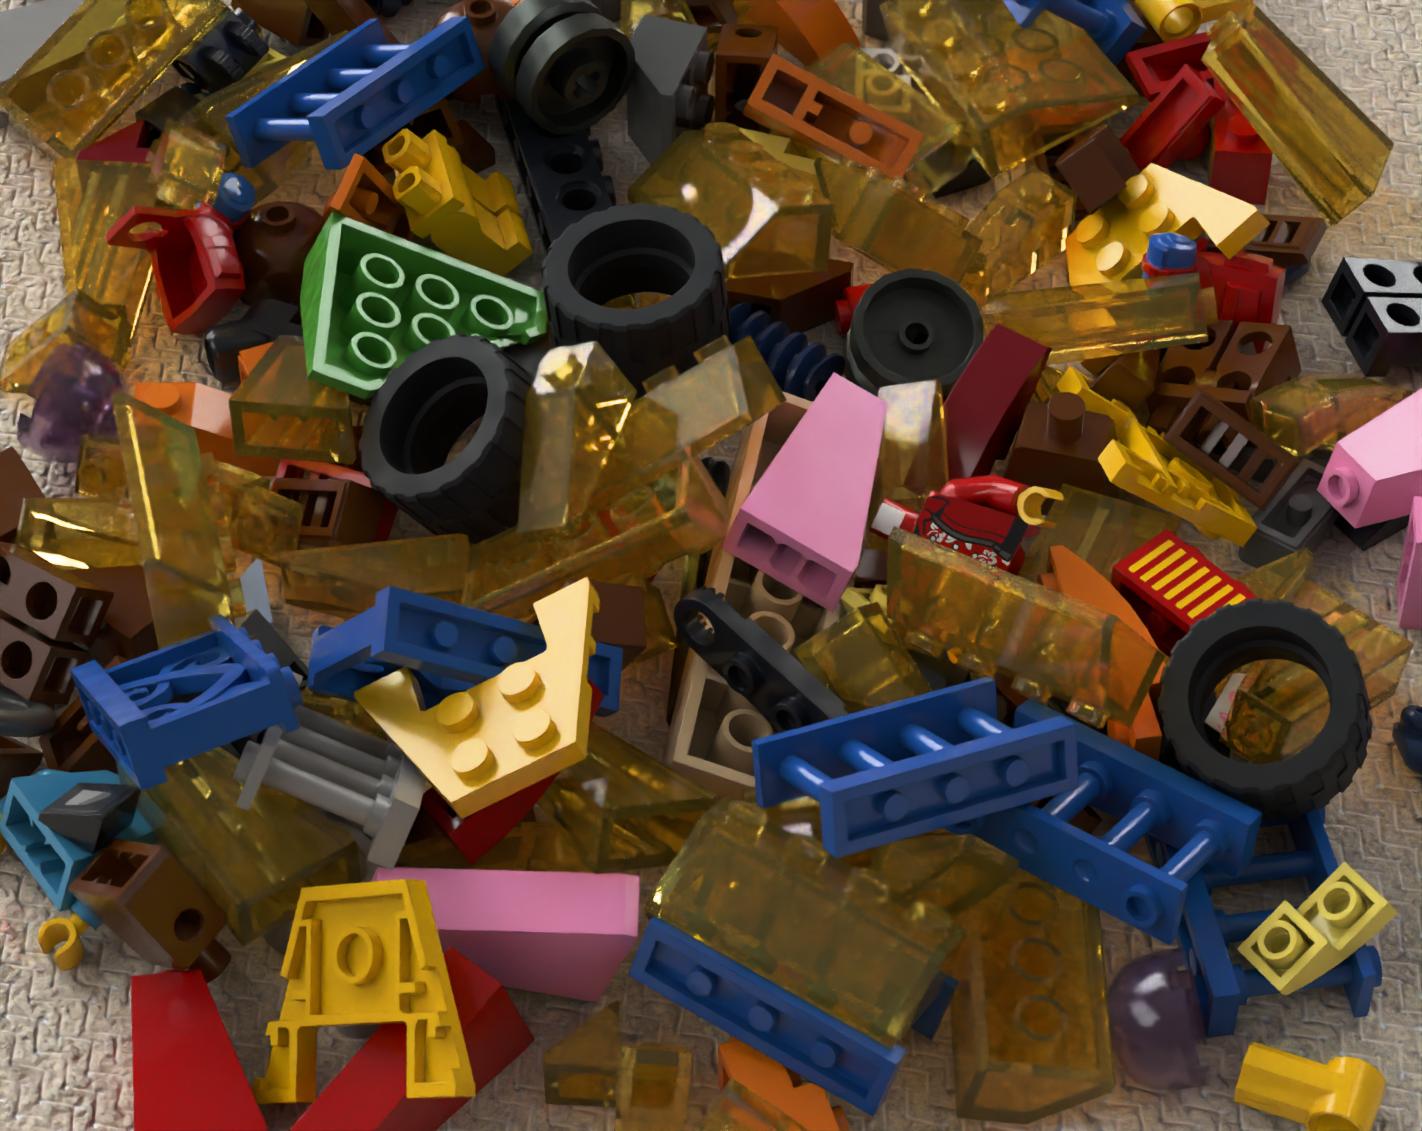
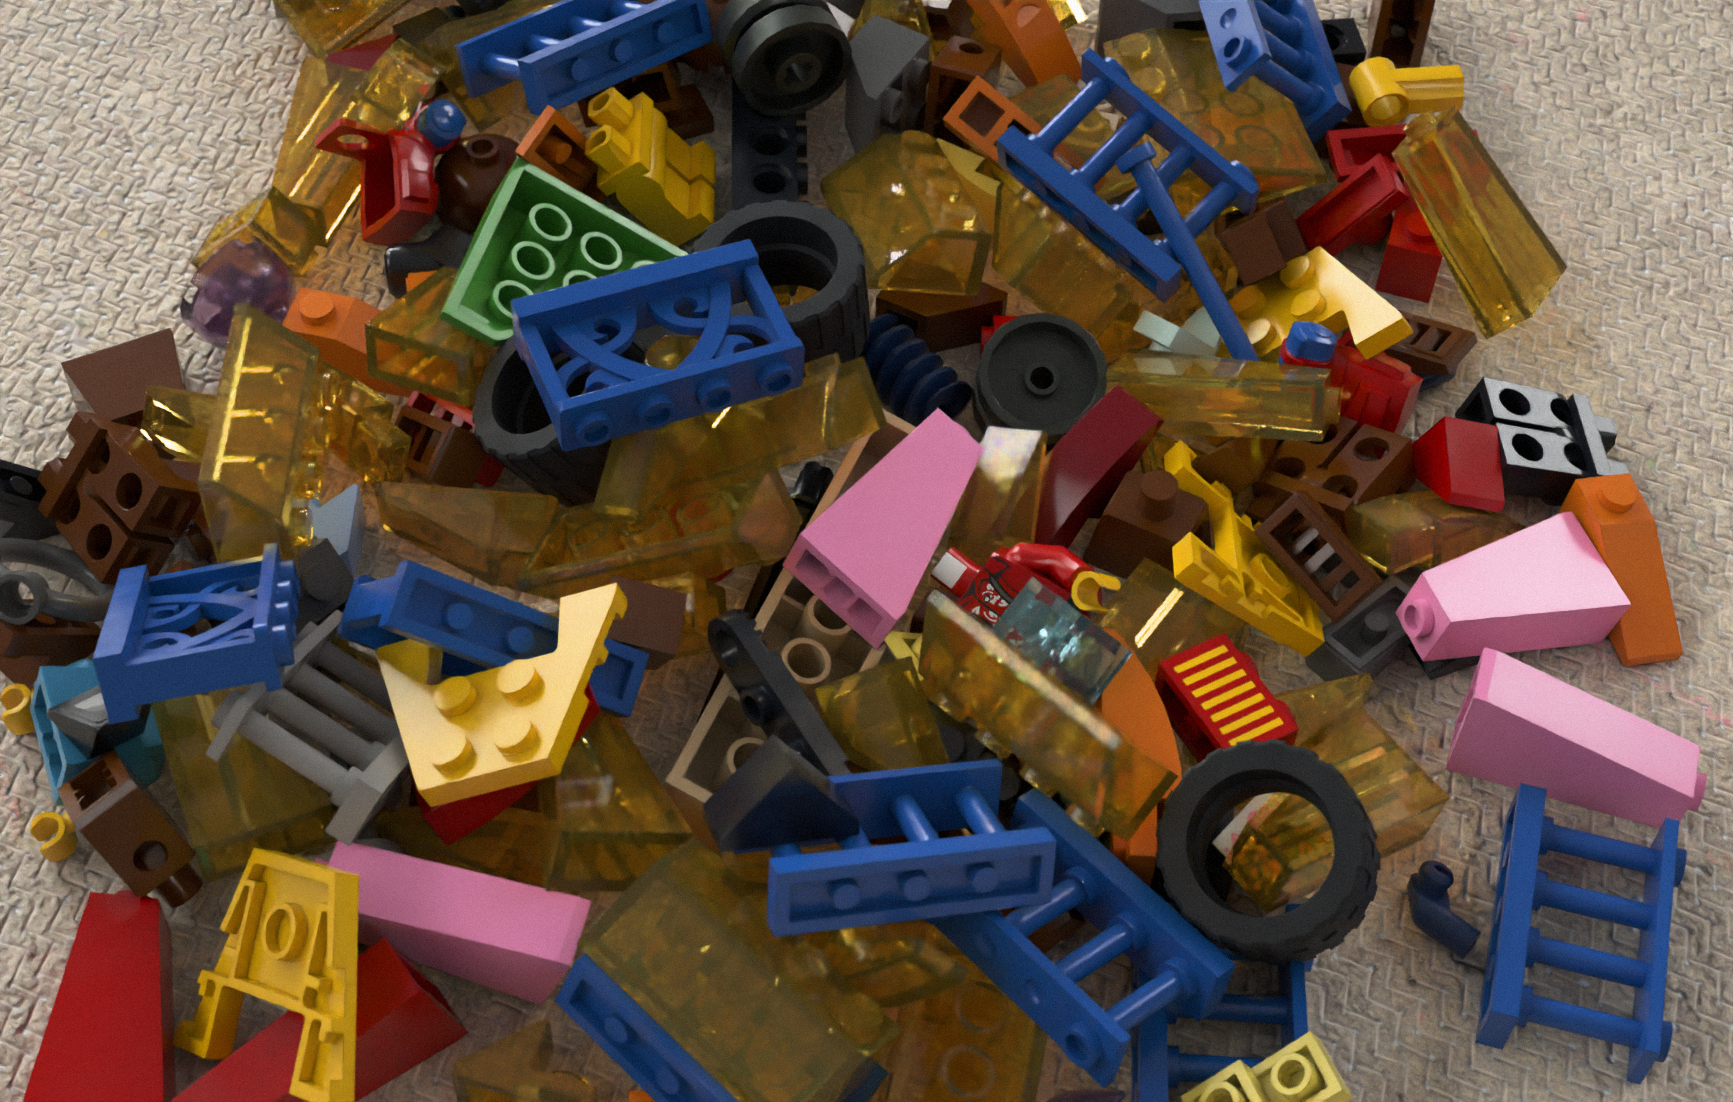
camera: 10 degrees right, 5 degrees up
(548, 305) = (664, 293): none -> blue fence
(800, 742) = (777, 802): none -> black slope
(946, 178) = (1115, 226): none -> blue fence
(1021, 548) = (1061, 640): none -> clear light blue slope
(1024, 185) = (1184, 246): none -> blue bar
(1052, 268) = (1195, 336): none -> light aqua plate
(1343, 341) = (1461, 463): none -> red slope

